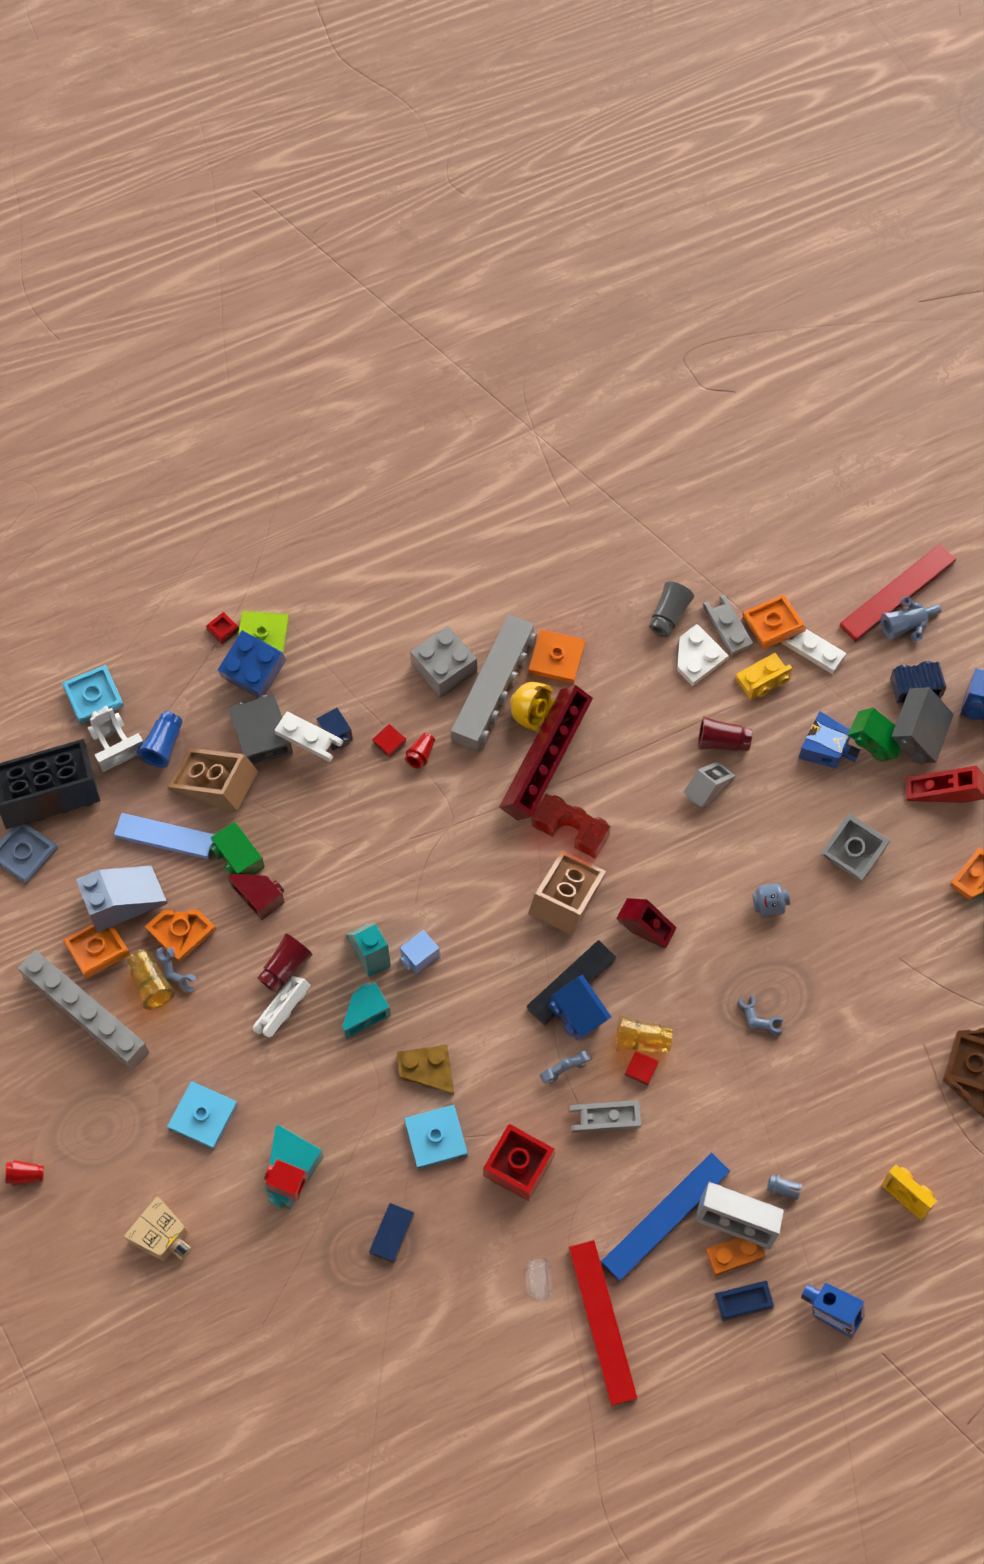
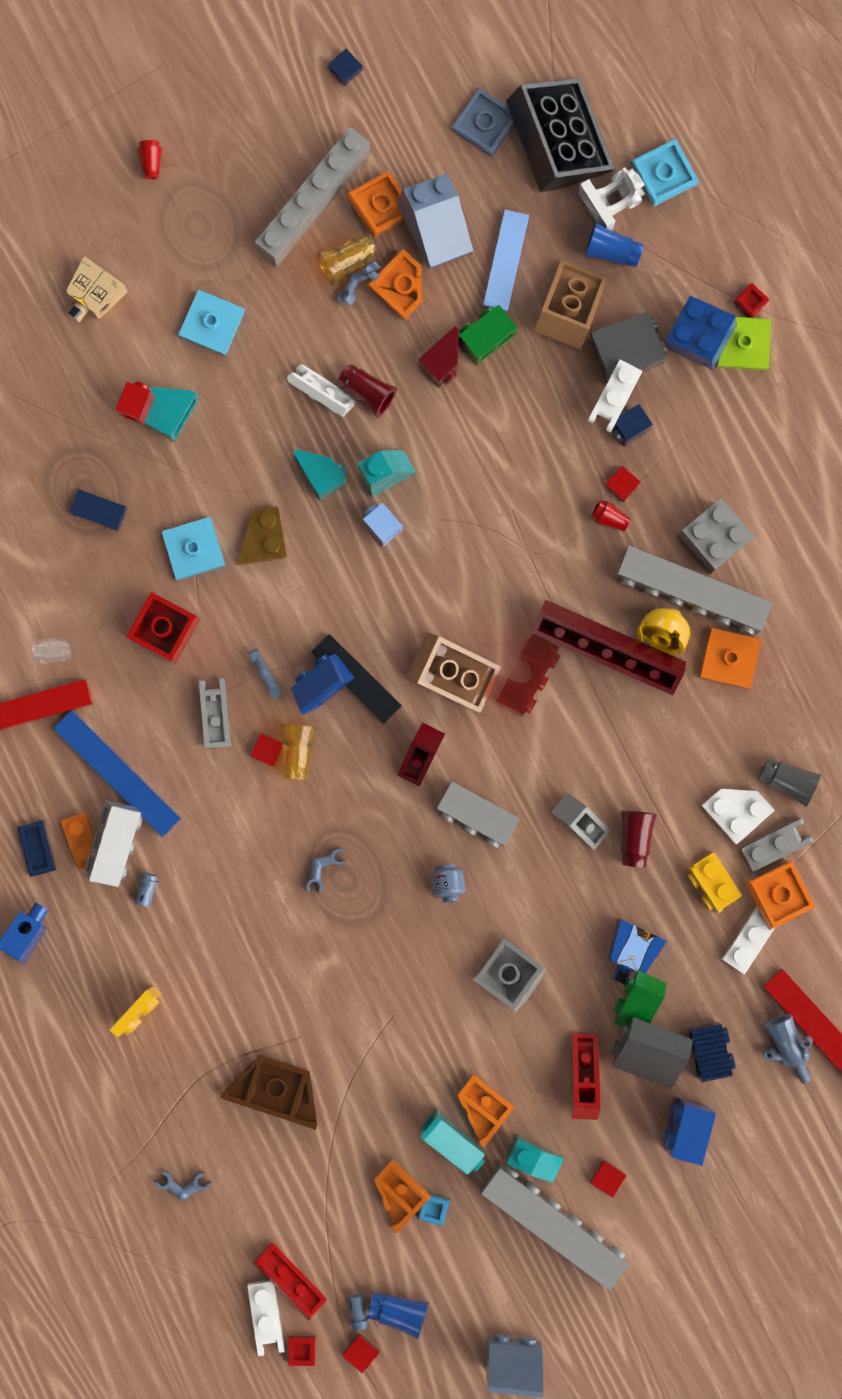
camera: 85 degrees right, 20 degrees up
(704, 873) = (477, 815): none -> light grey brick

